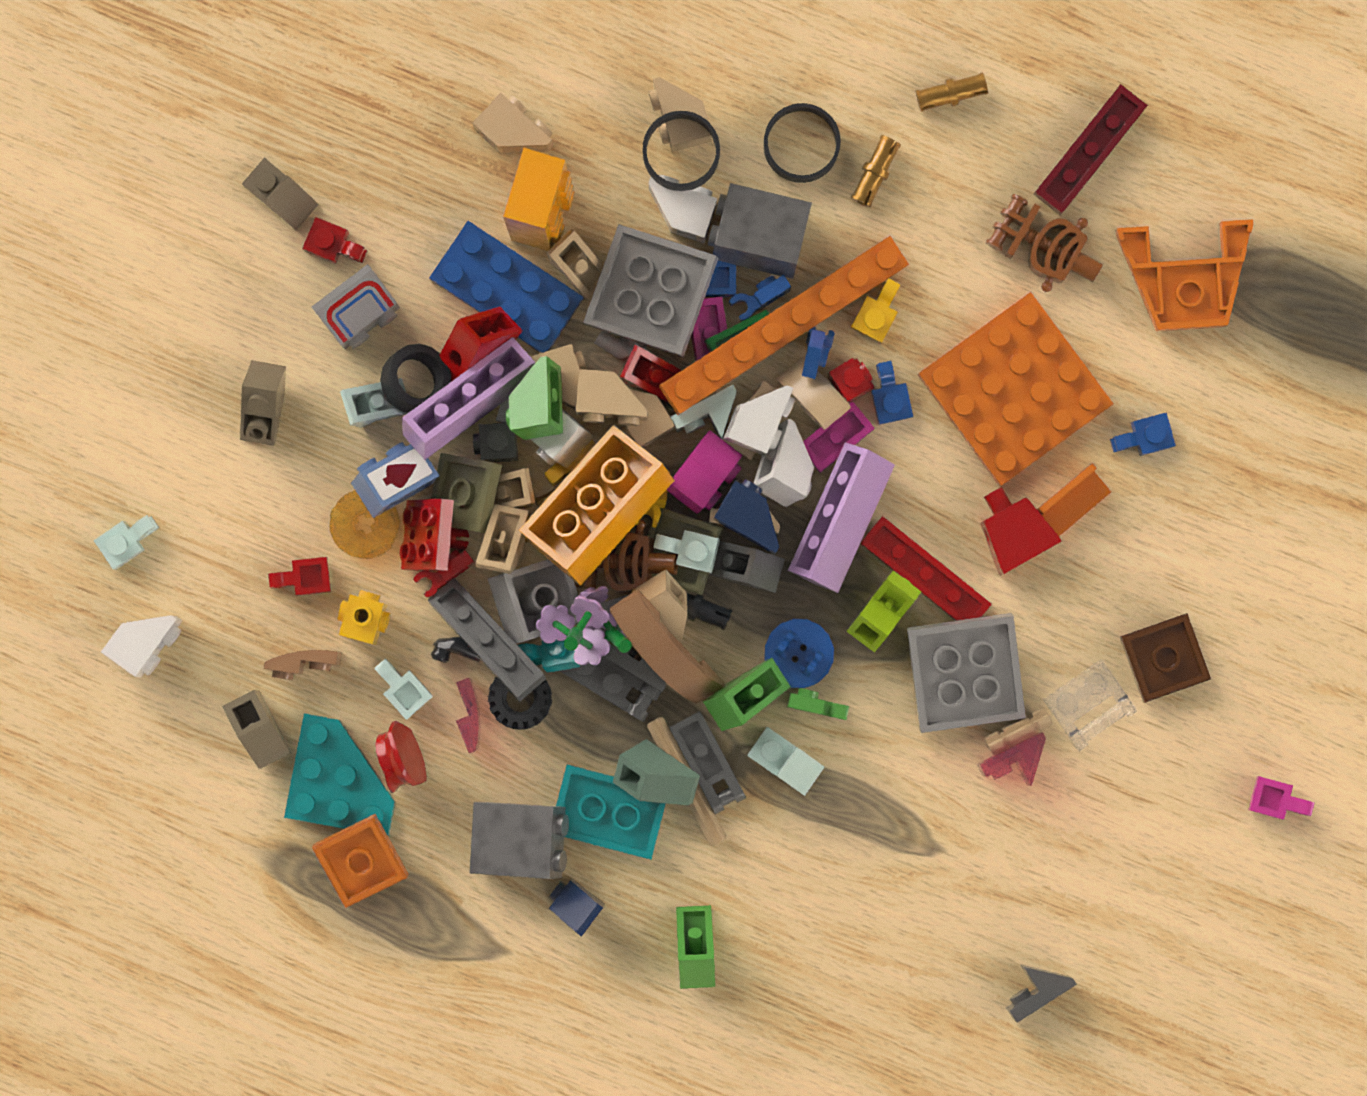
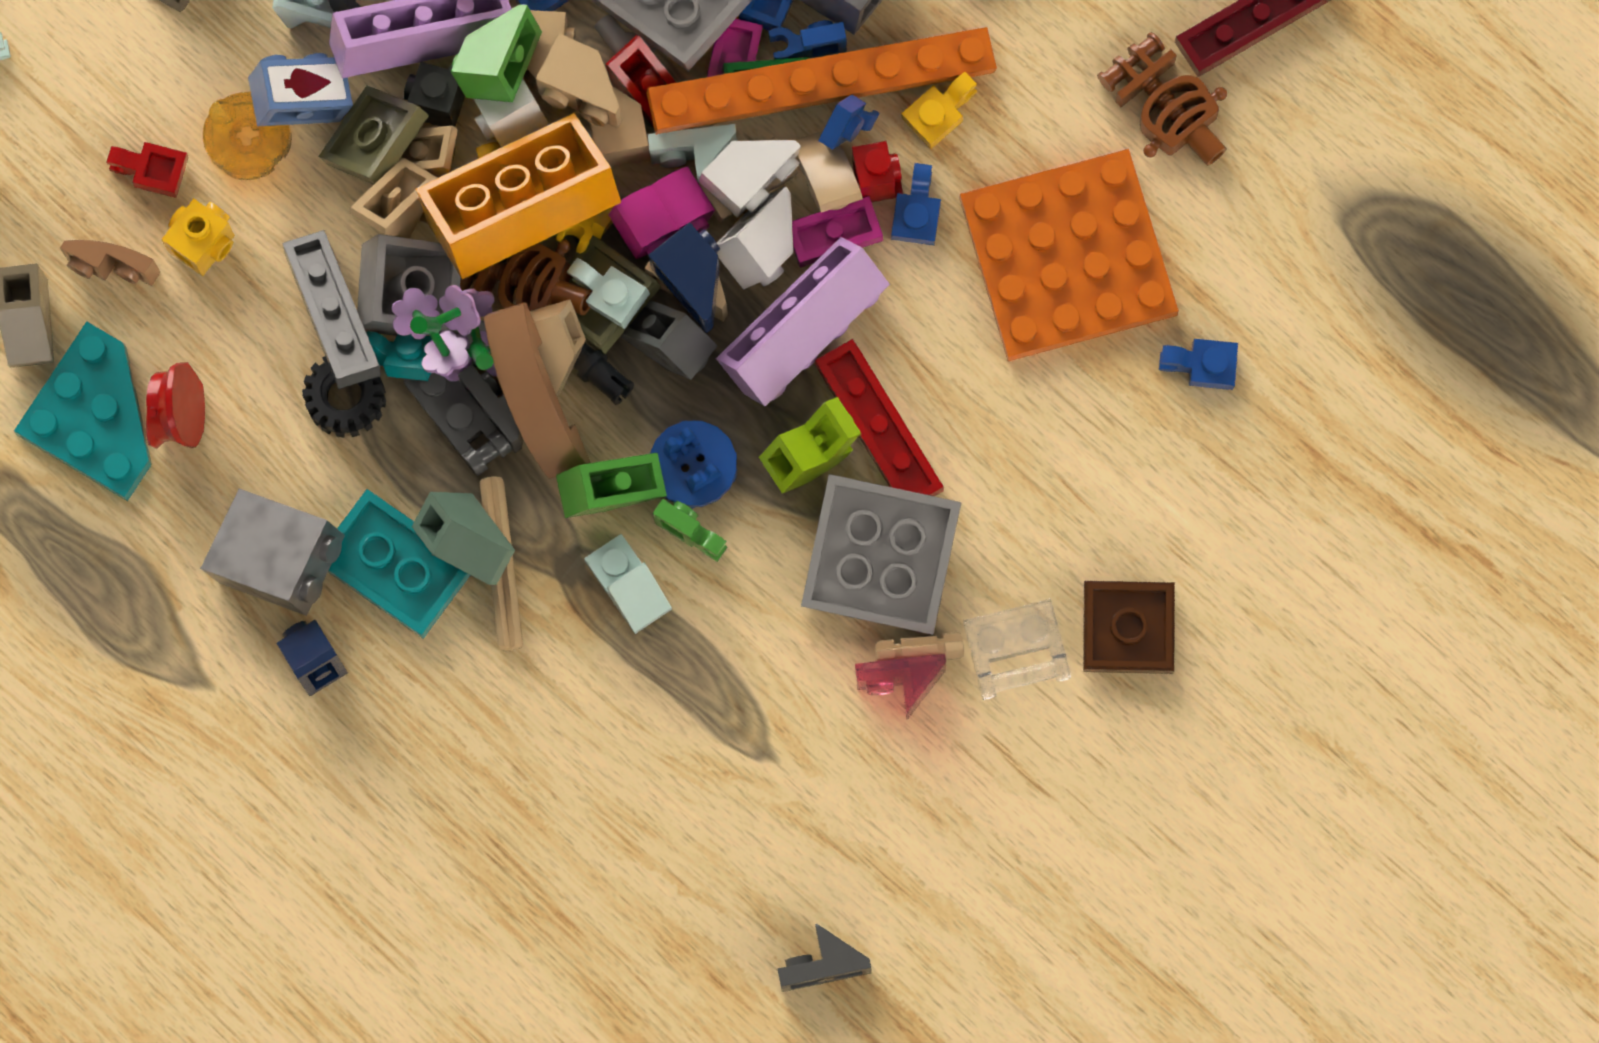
camera: 25 degrees right, 10 degrees down
(360, 860) = (80, 511): orange plate -> none
(405, 691) = (214, 338): light aqua plate -> none
(429, 535) = (314, 169): red plate -> none
(456, 645) = (290, 307): black arm -> none
(457, 565) = (328, 215): red plate -> none
(470, 725) = (276, 400): clear pink slope -> none
(695, 947) = (432, 759): bright green slope -> none
(707, 760) = (535, 547): dark grey plate -> none
(1015, 531) = (1005, 415): red torso -> none
(1074, 500) = (1087, 403): orange panel -> none
(1187, 291) = (1318, 214): orange wing -> none
(1275, 798) = (1198, 841): dark pink plate -> none

